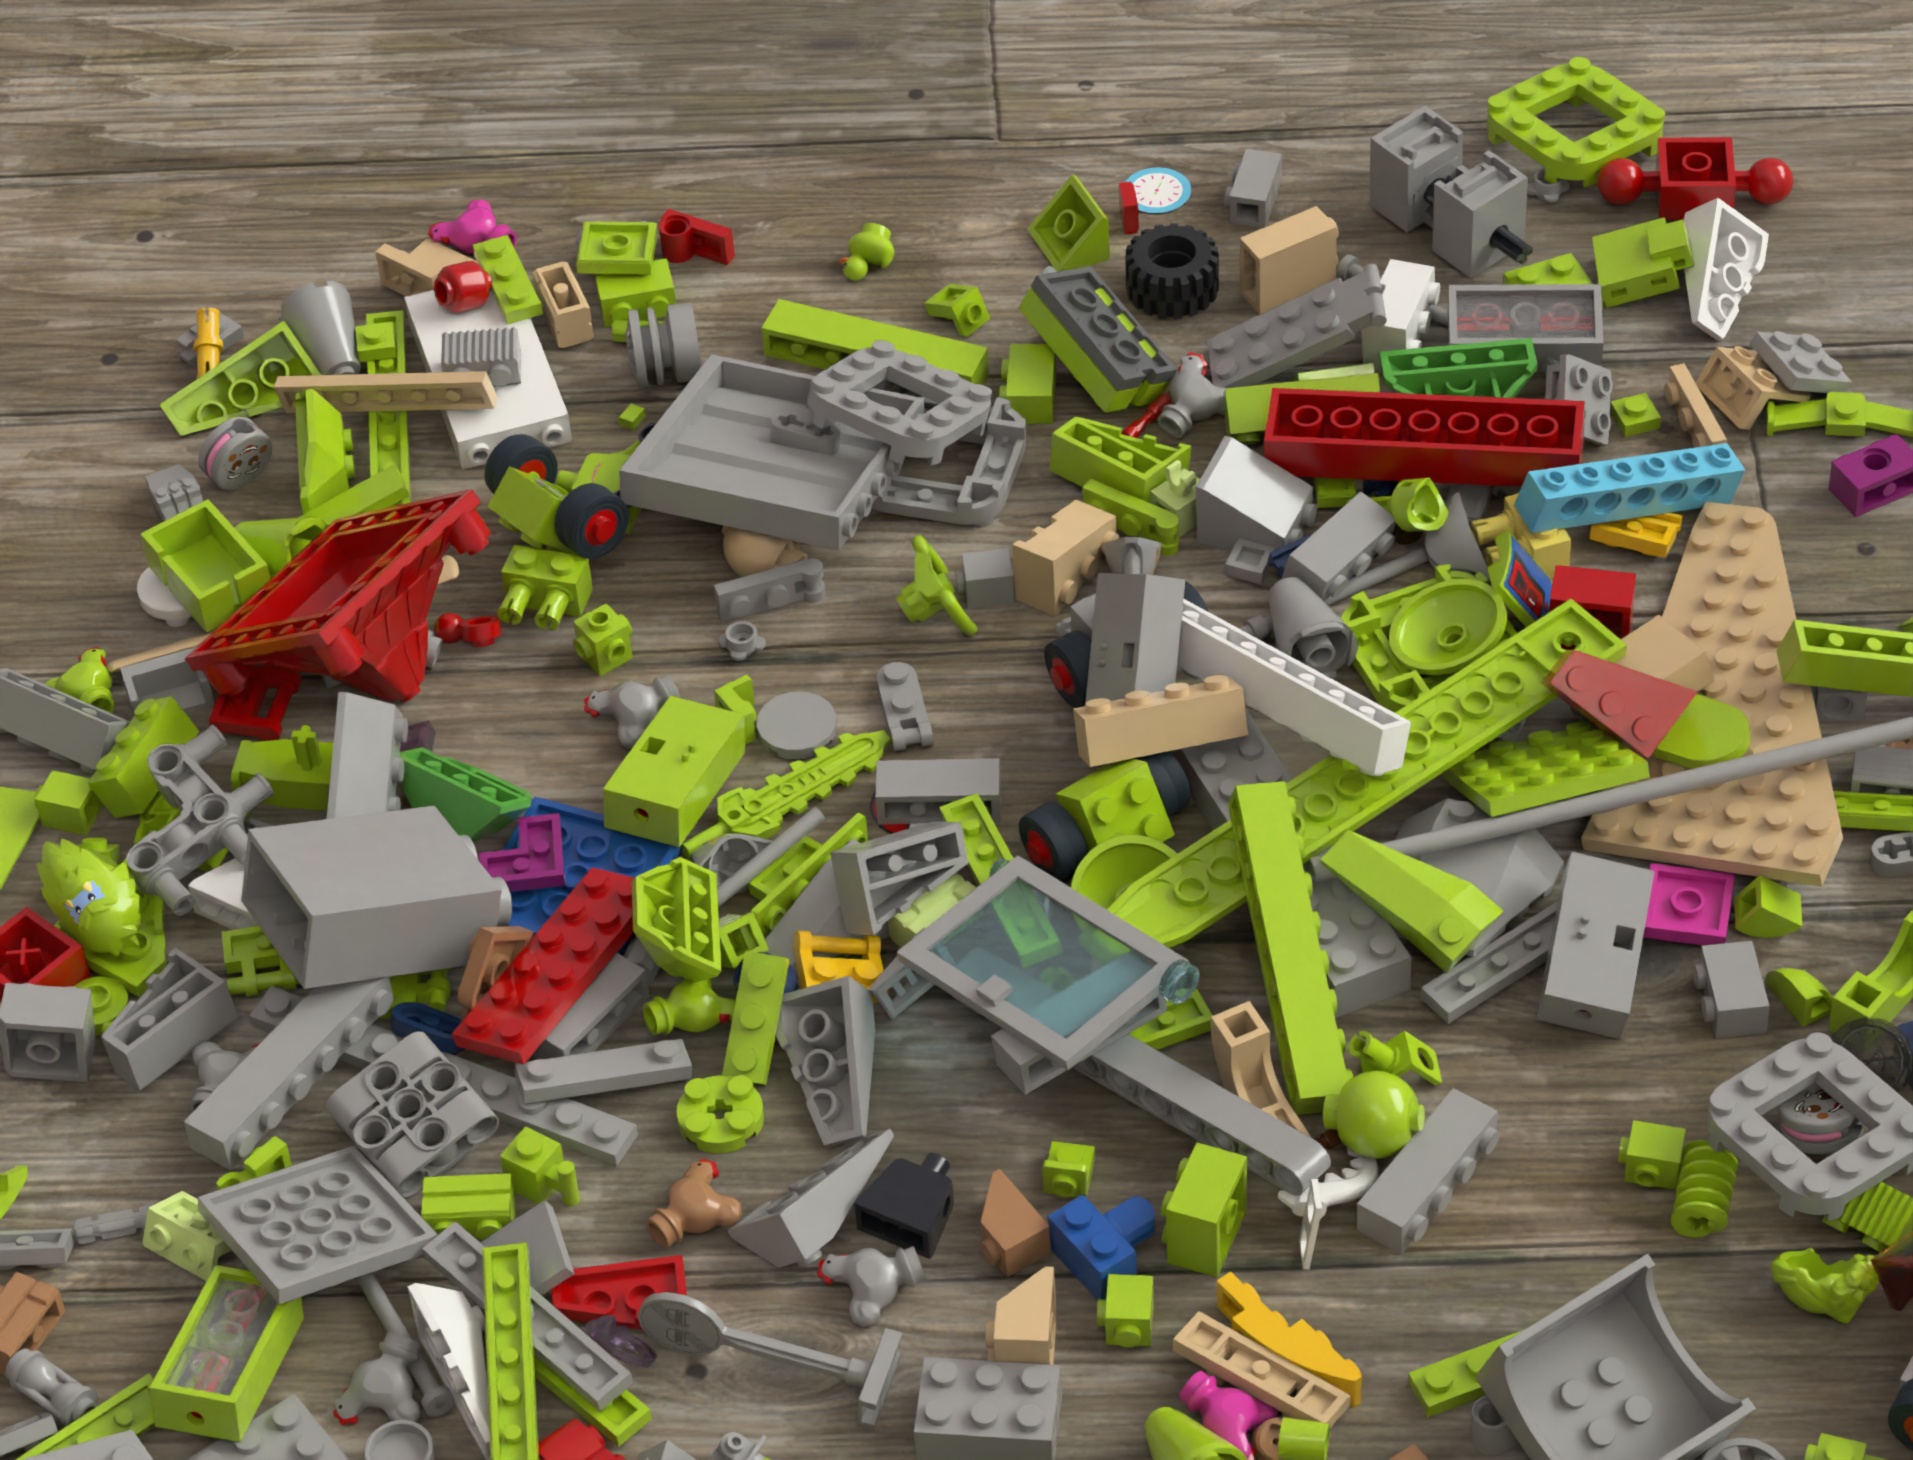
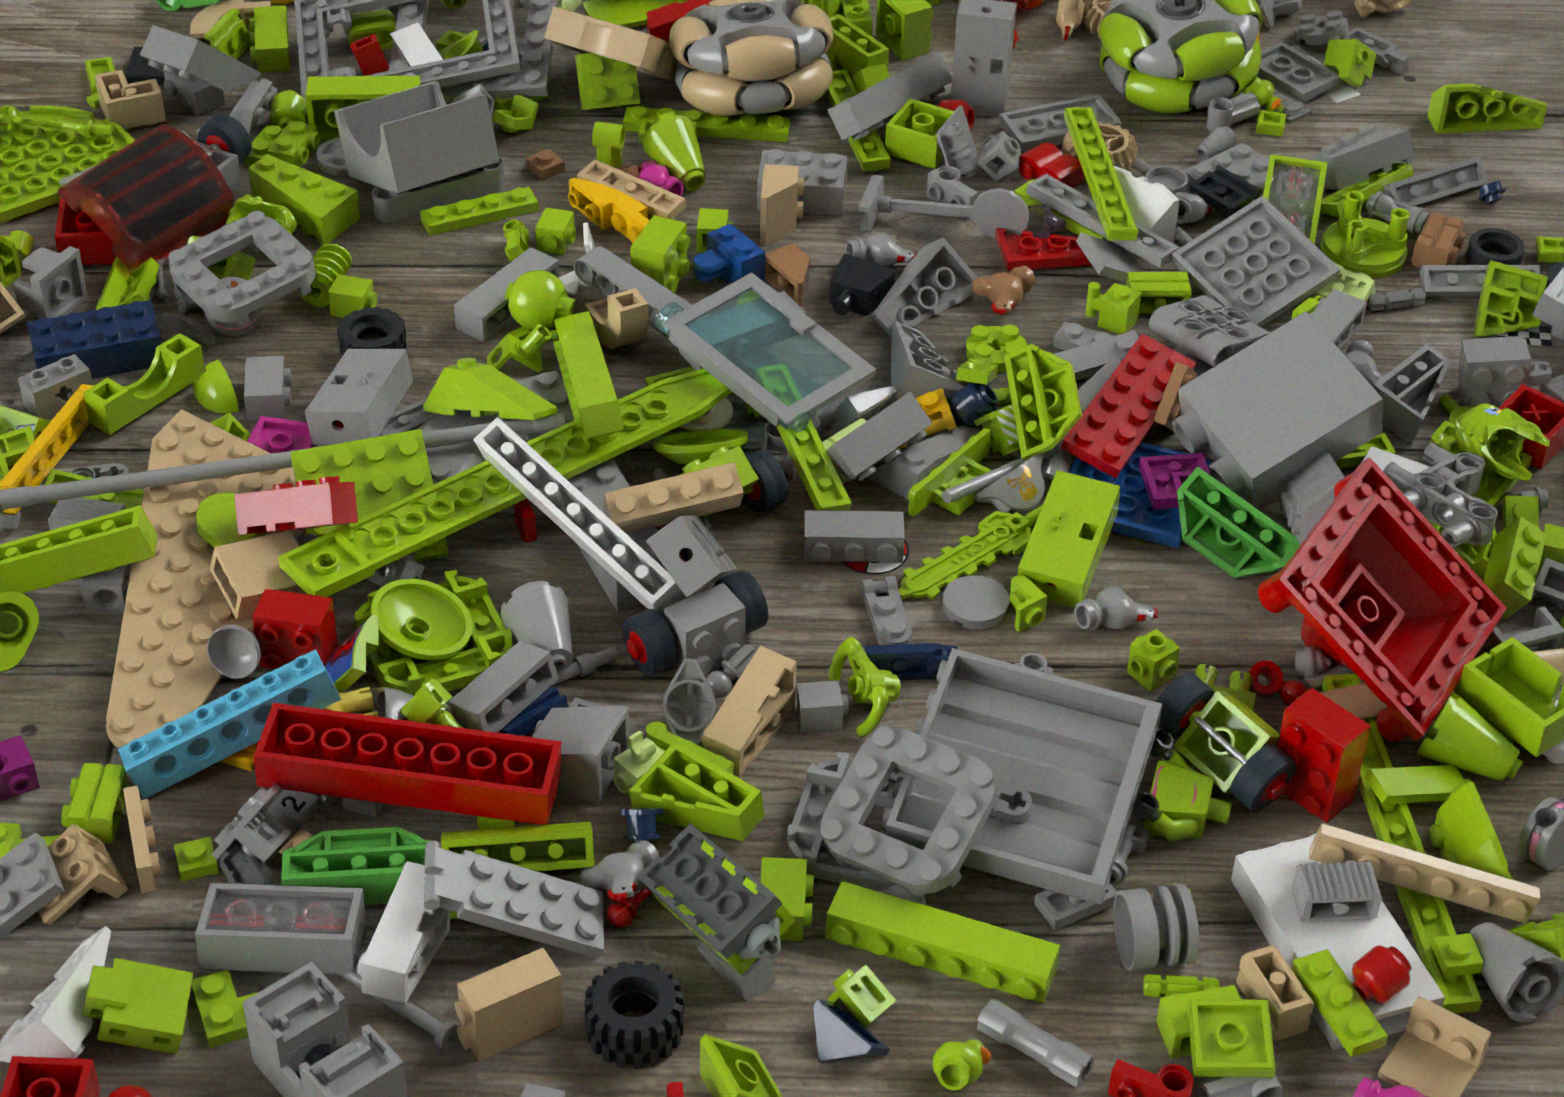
camera: 175 degrees right, 5 degrees down
(121, 1324) = (1366, 243): none -> lime piece
(316, 1402) = (1224, 190): none -> black plate
(450, 462) = (1328, 753): none -> red brick
(750, 1407) = (945, 187): none -> light grey plate
(815, 284) = (1059, 1056): none -> light grey axle
(882, 635) = (909, 660): none -> dark blue hinge
(964, 270) = (842, 1036): none -> slope
(1174, 428) = (641, 824): none -> dark blue brick
(1372, 1300) = (555, 231): none -> lime brick
(1423, 1264) = (517, 238): none -> lime plate
(1612, 1062) = (372, 322): none -> black tyre
(1654, 588) = (234, 651): none -> light grey piece
(1756, 443) = (97, 800): none -> lime brick
(1780, 1350) = (316, 202): none -> lime wedge

